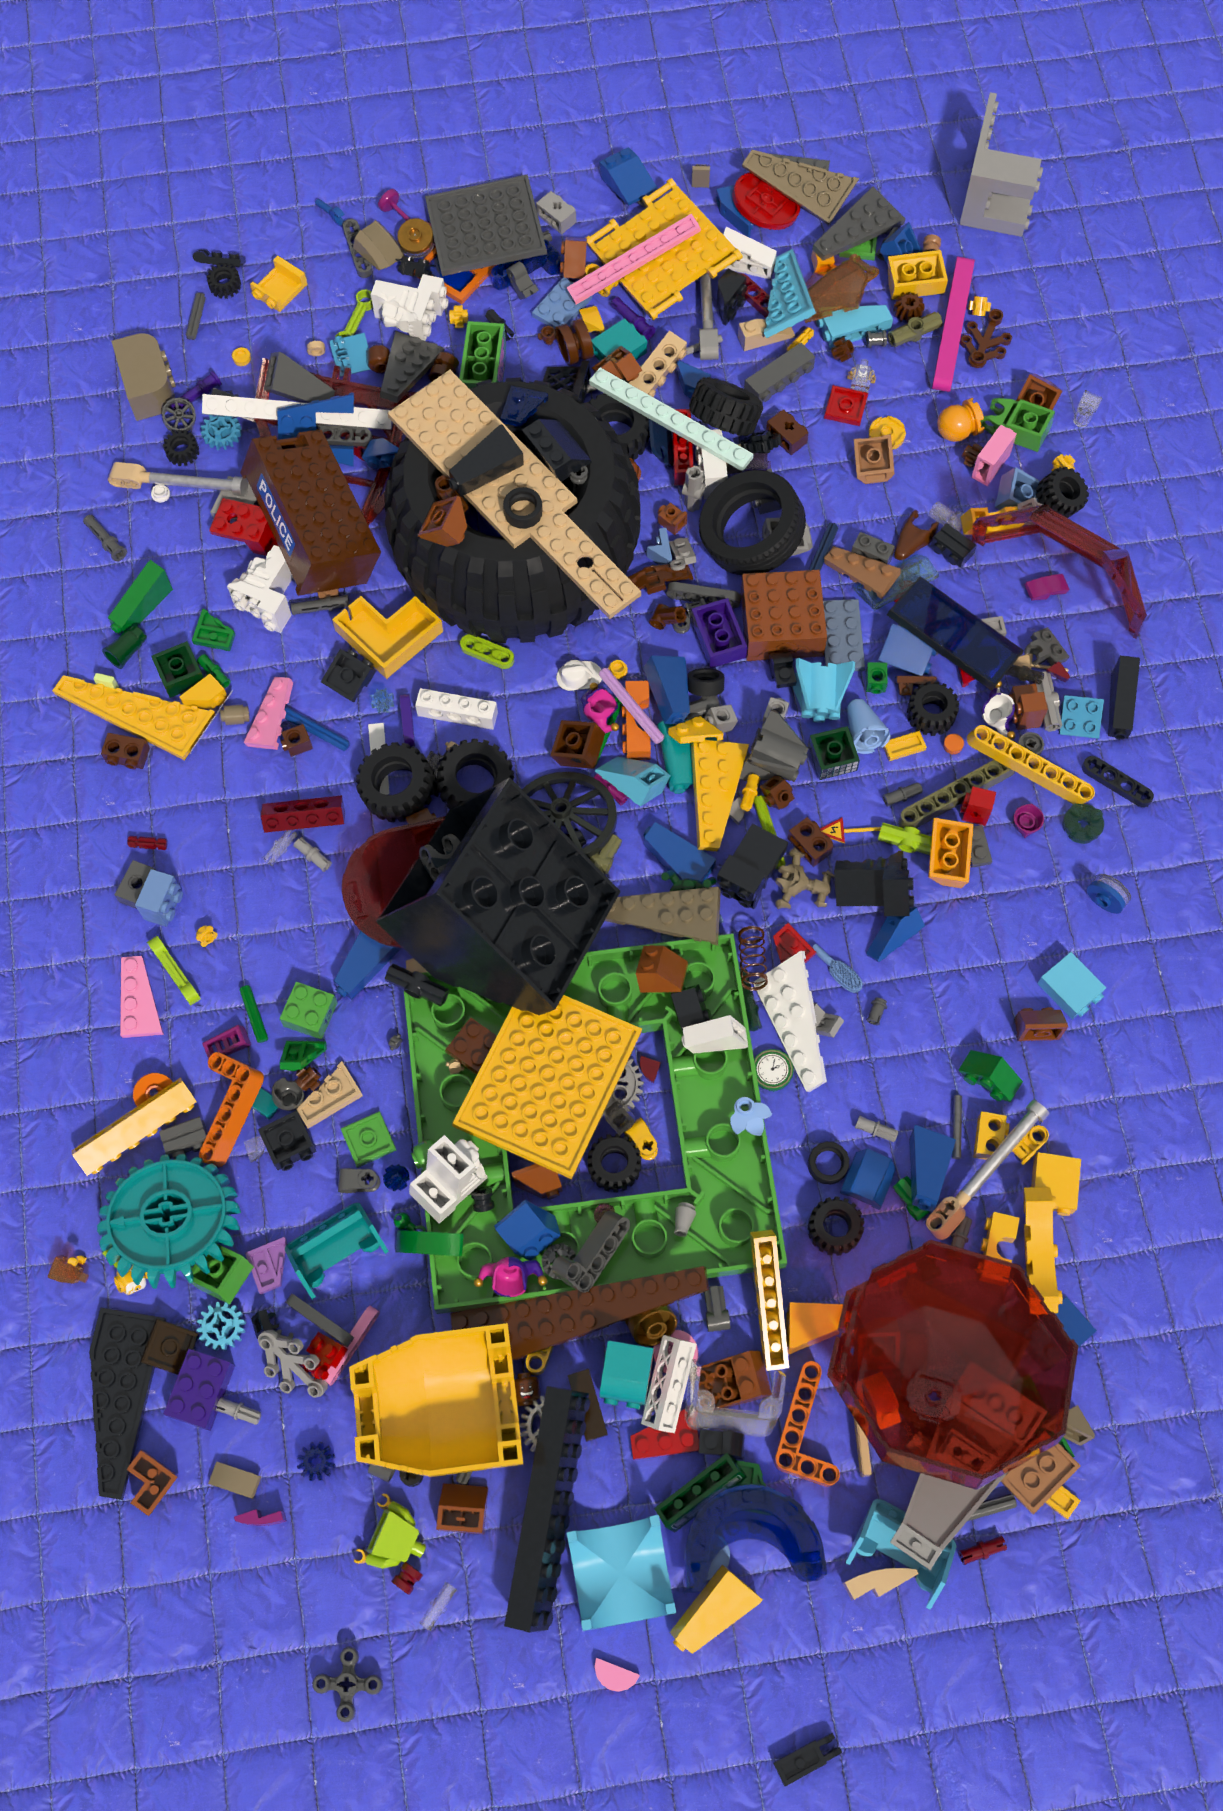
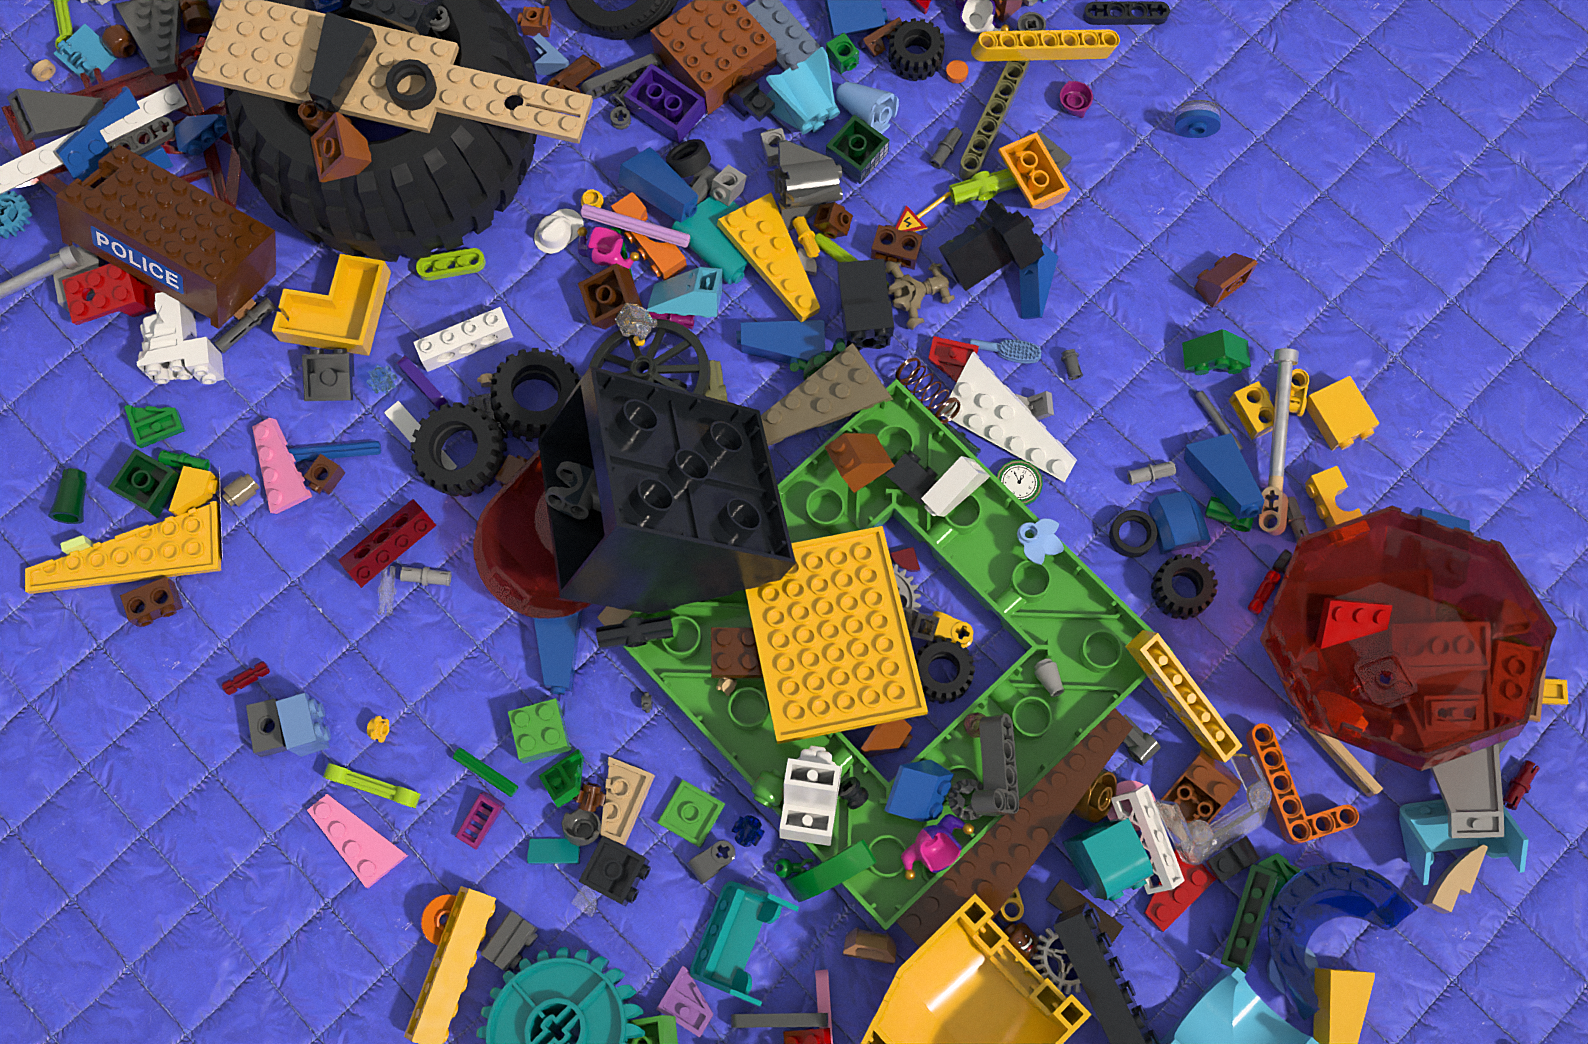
camera: 35 degrees left, 5 degrees up
(141, 598) = (50, 437): green slope -> none
(234, 1108) = (536, 877): orange beam -> none
(418, 1314) = (870, 946): none -> medium nougat slope
(580, 772) = (635, 321): none -> clear piece
(667, 615) = (602, 118): reddish brown piece -> none
(682, 553) = (573, 49): light grey hinge -> none
(694, 731) = (714, 210): yellow wing -> none
(810, 1324) = (1235, 689): light orange slope -> none
(904, 746) = (914, 101): yellow tile -> none
(936, 1332) = (1350, 620): none -> red wing
(978, 805) = (1025, 113): red brick -> none
(1039, 1244) = (1365, 471): yellow brick -> none
(1072, 986) = (1225, 225): medium azure brick -> none
(1083, 812) = (1124, 59): clear green plate -> none

